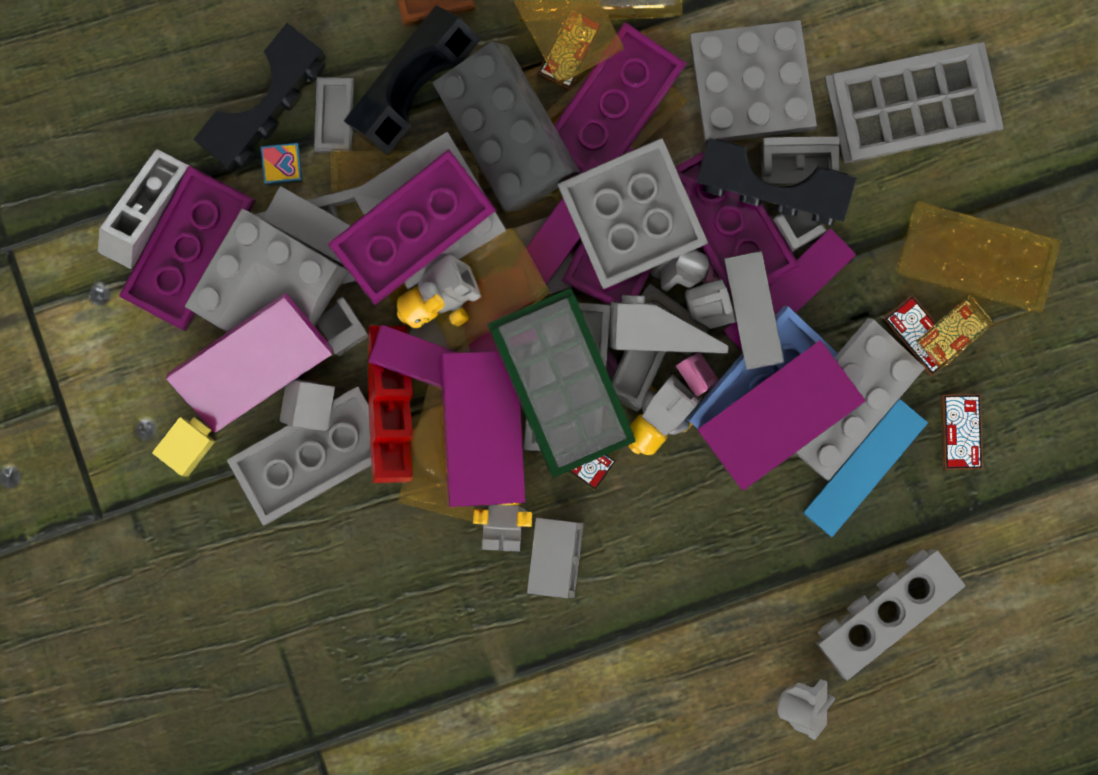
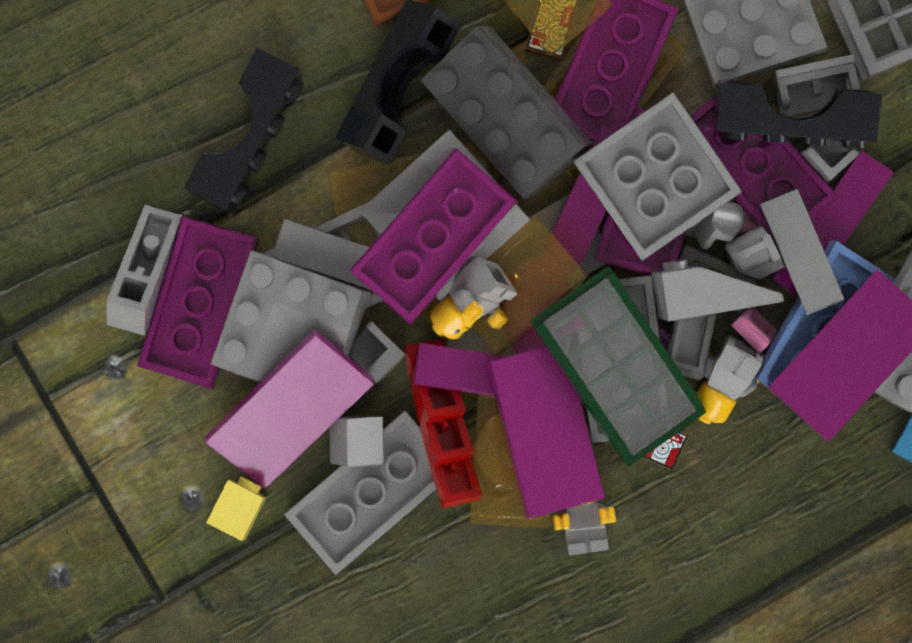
camera: 10 degrees left, 0 degrees up
(281, 164) = (278, 195): tile -> none
(333, 105) = (320, 126): light grey tile -> none
(555, 558) = (645, 549): light grey hinge -> none

